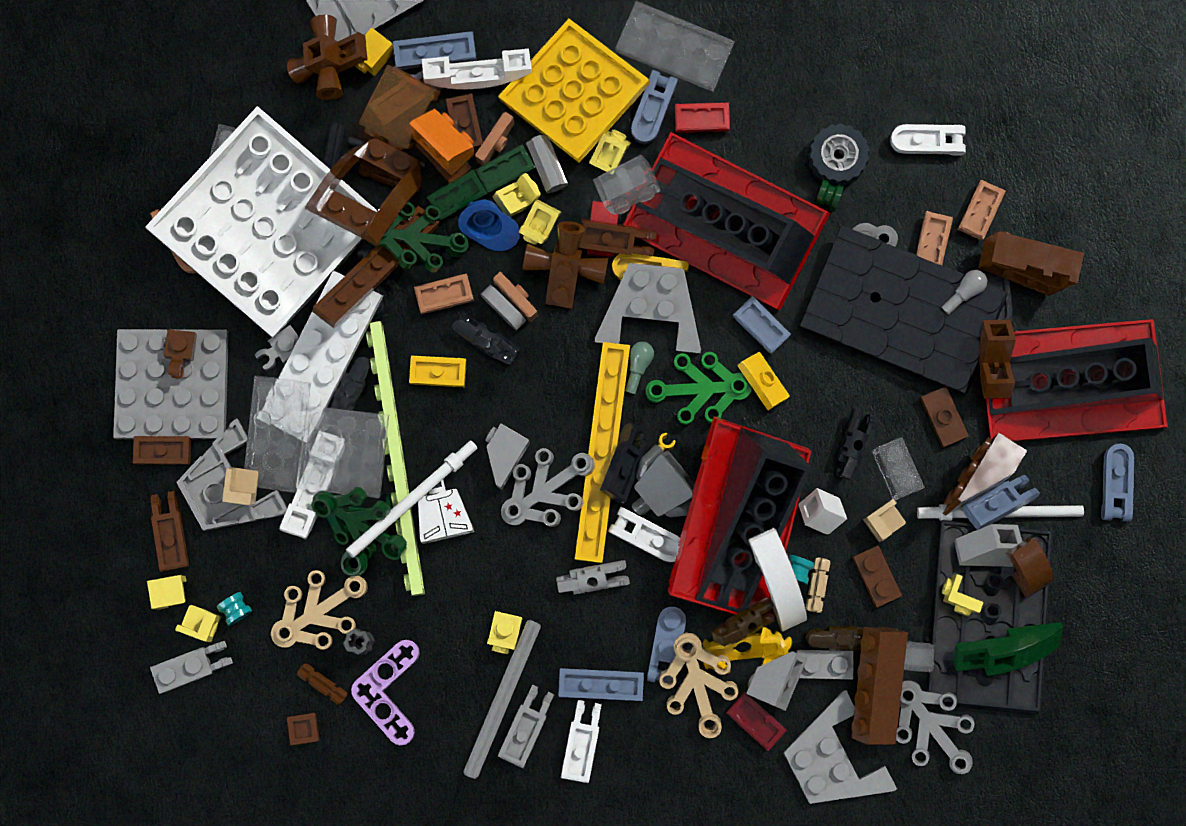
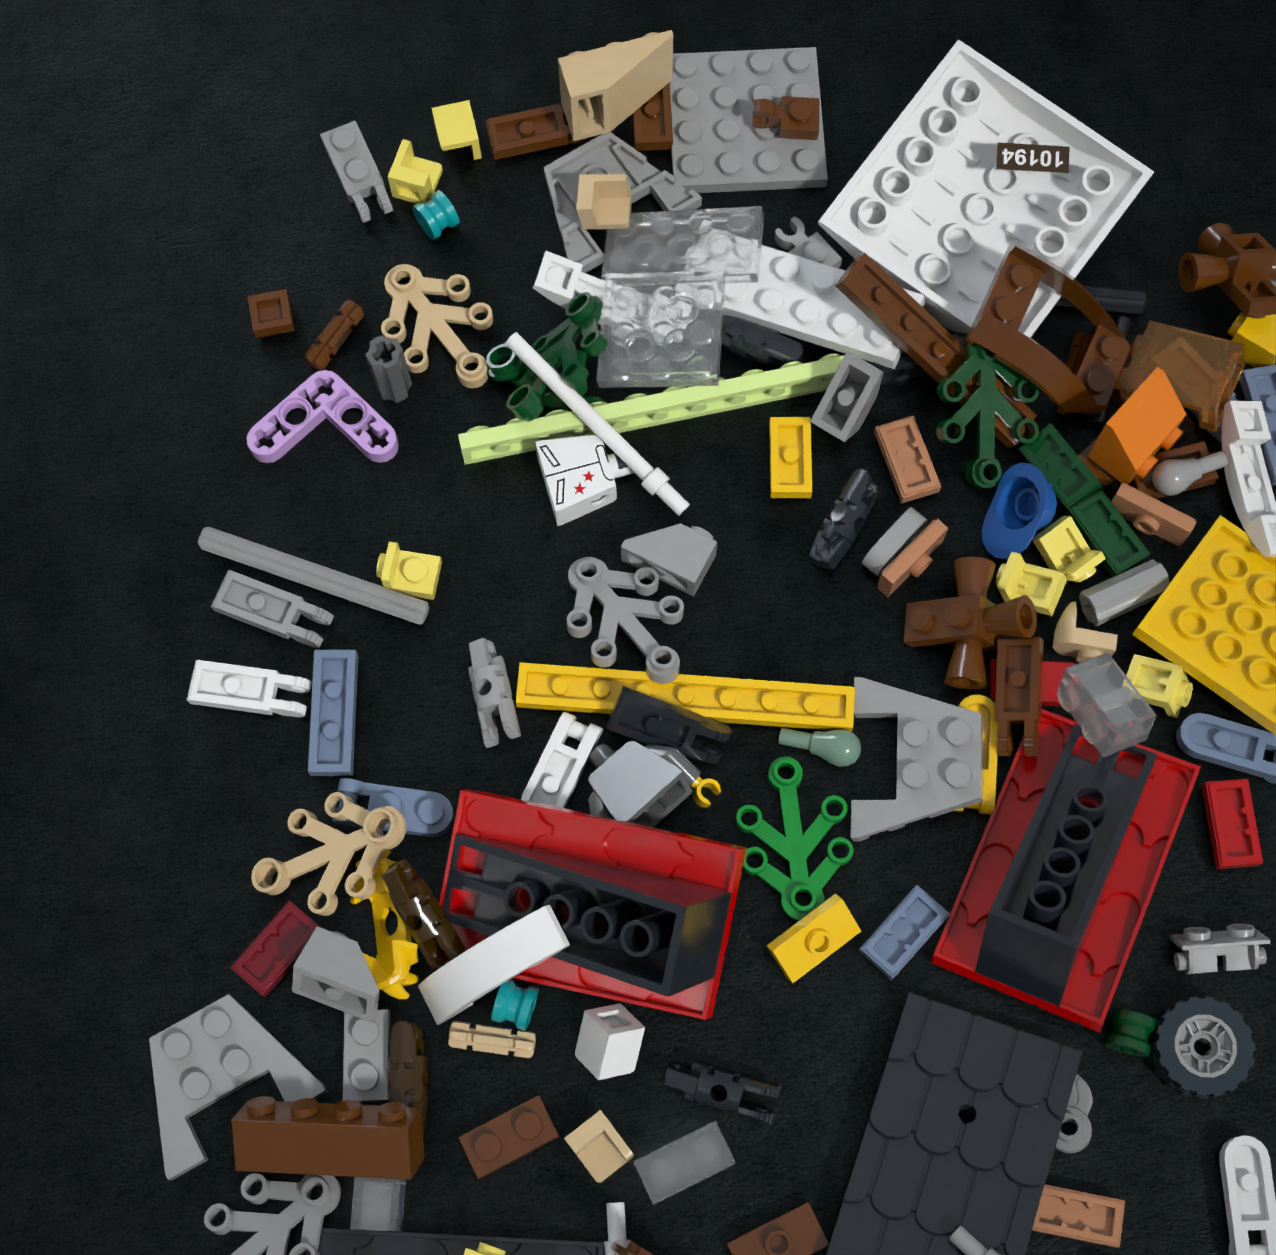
camera: 90 degrees right, 10 degrees down
(153, 483) = (613, 81): none -> tan slope
(240, 186) = (1033, 157): none -> dark brown sticker
(405, 329) = (848, 397): none -> light grey slope
(471, 119) = (1178, 474): none -> light grey piece
(583, 191) = (1080, 642): none -> tan plate
(777, 124) = (1237, 945): none -> light grey hinge

